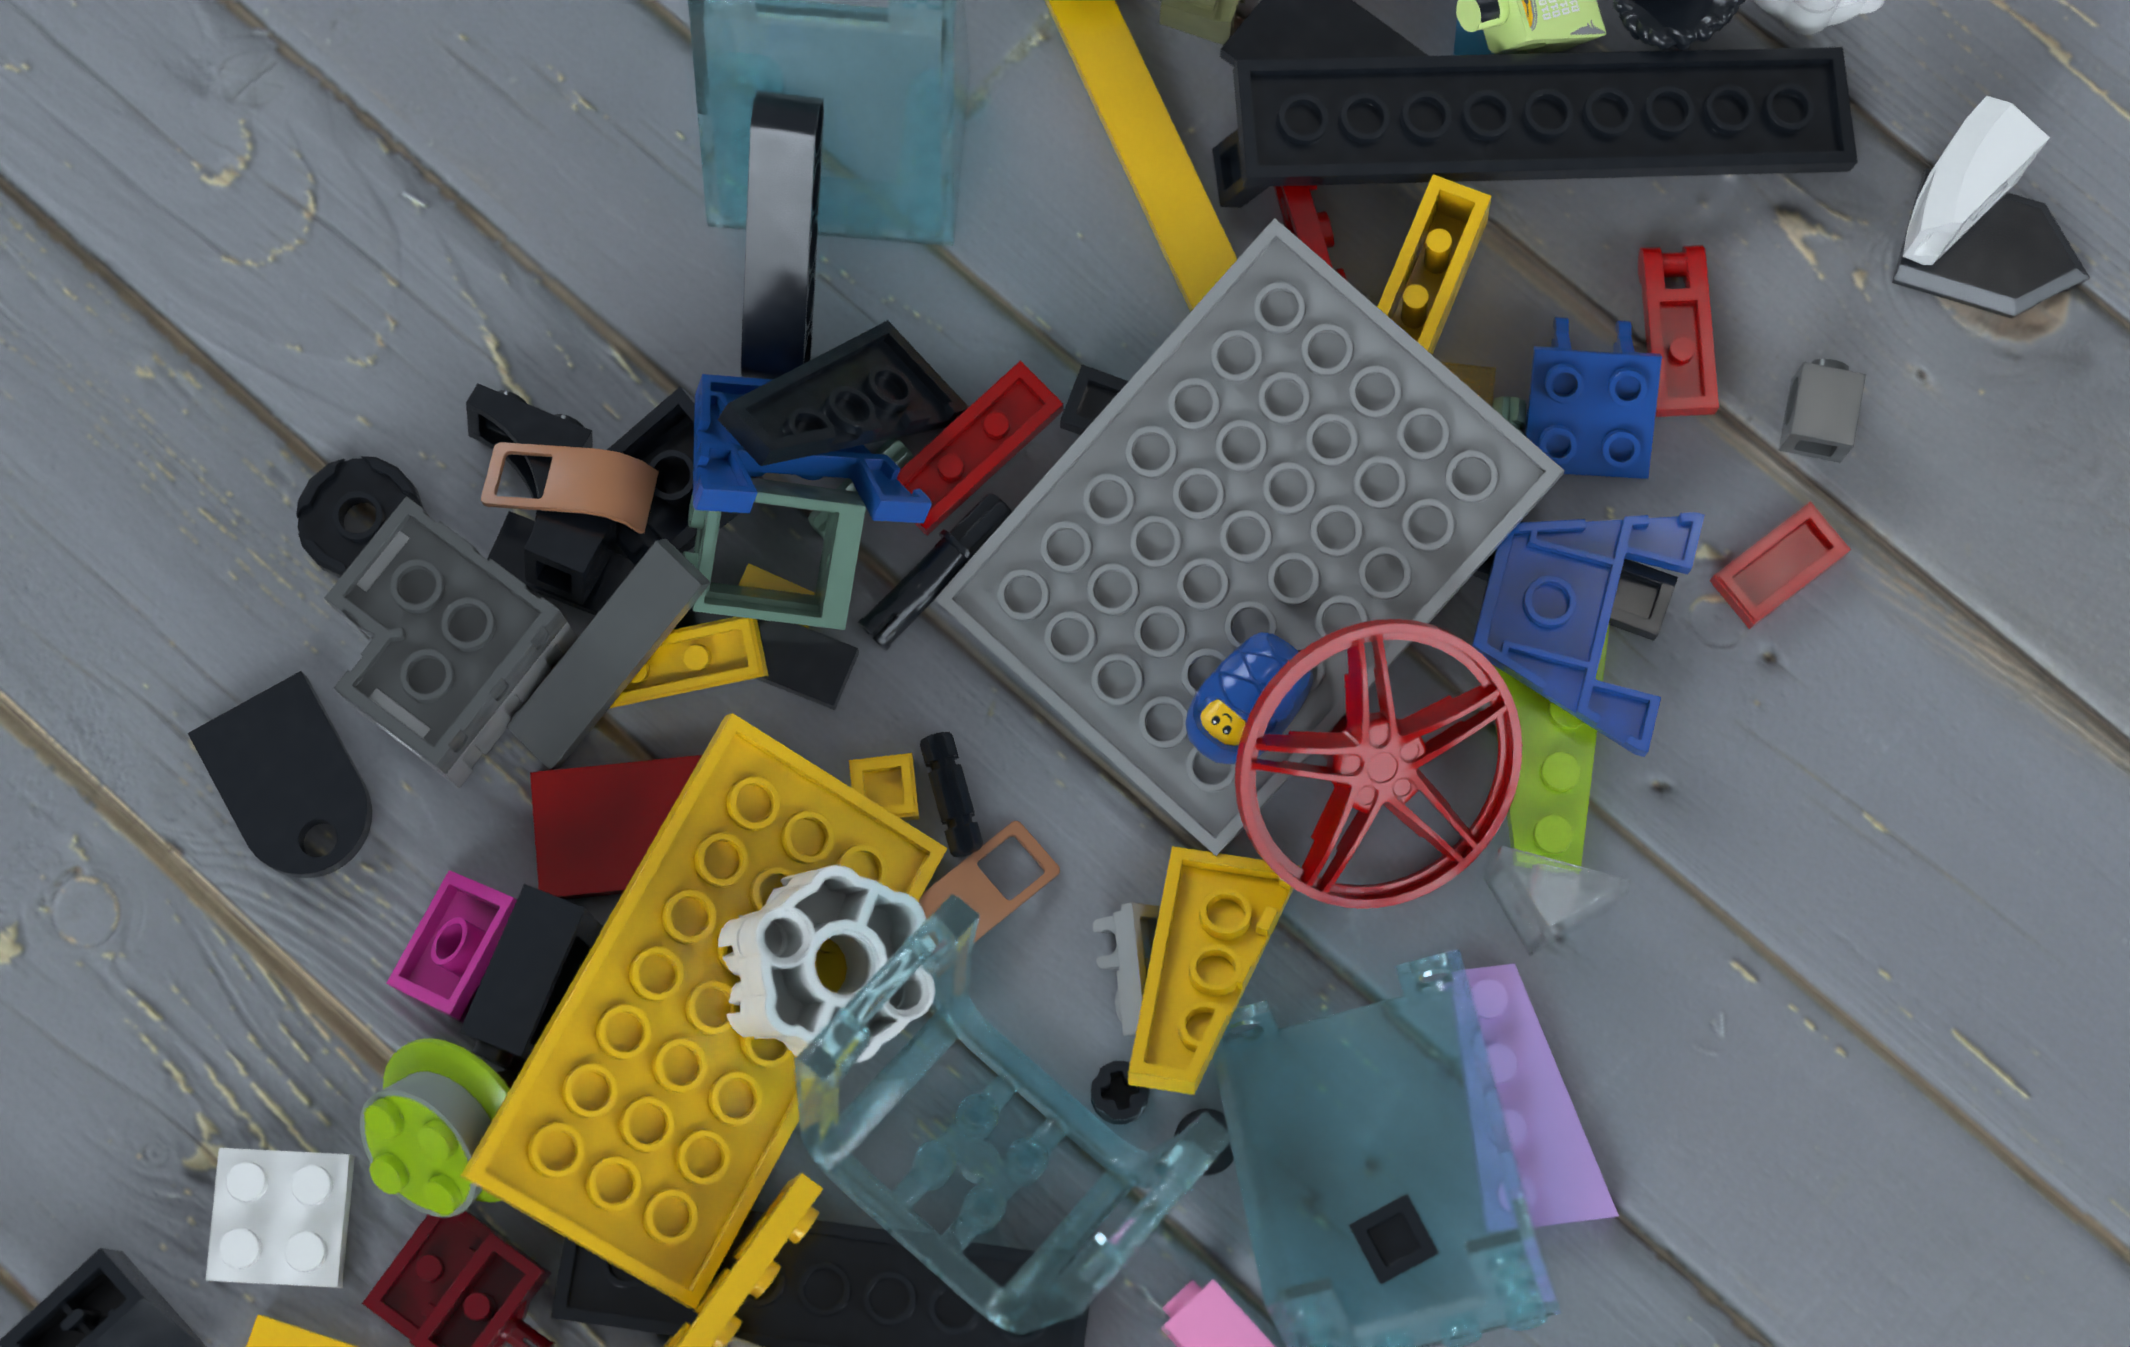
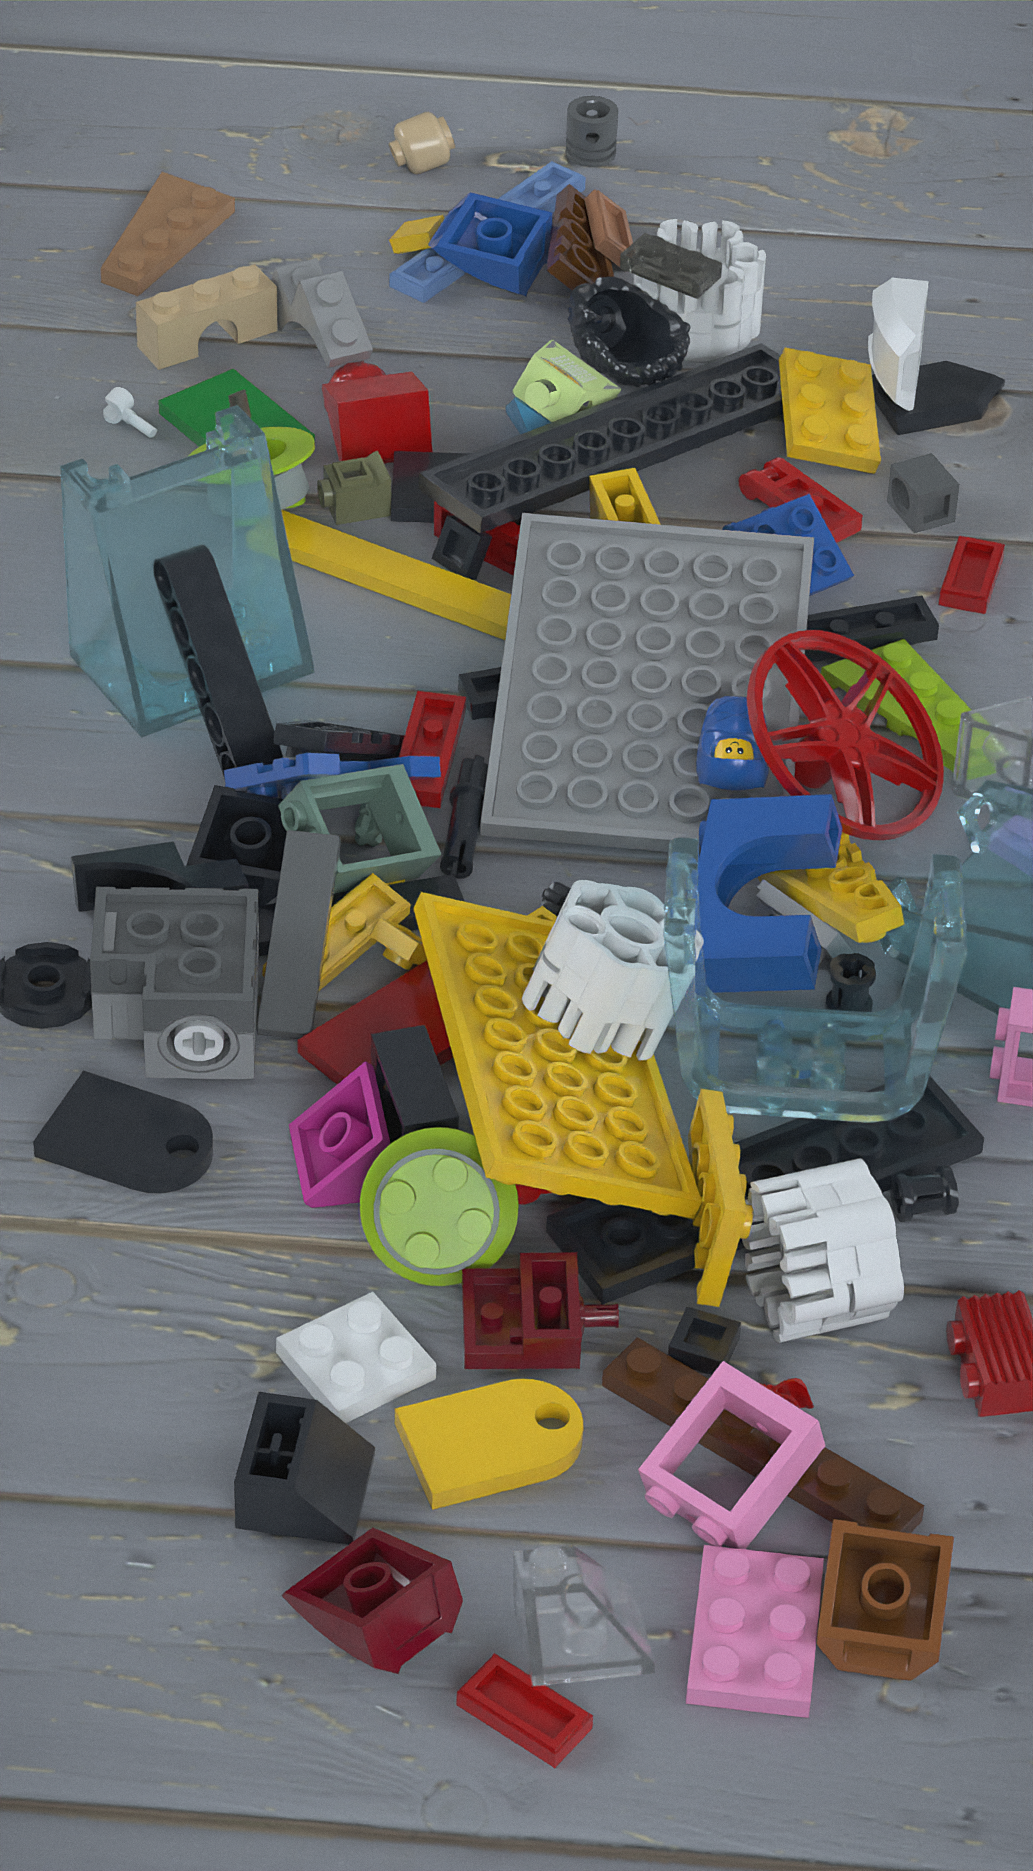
camera: 40 degrees left, 35 degrees down
(580, 482) = (191, 852): nougat piece -> none
(718, 700) = (401, 944): none -> yellow plate
(1025, 944) = (744, 842): none -> blue arch
(1553, 607) = (874, 618): blue wing -> none
(1823, 213) = (829, 410): none -> yellow plate

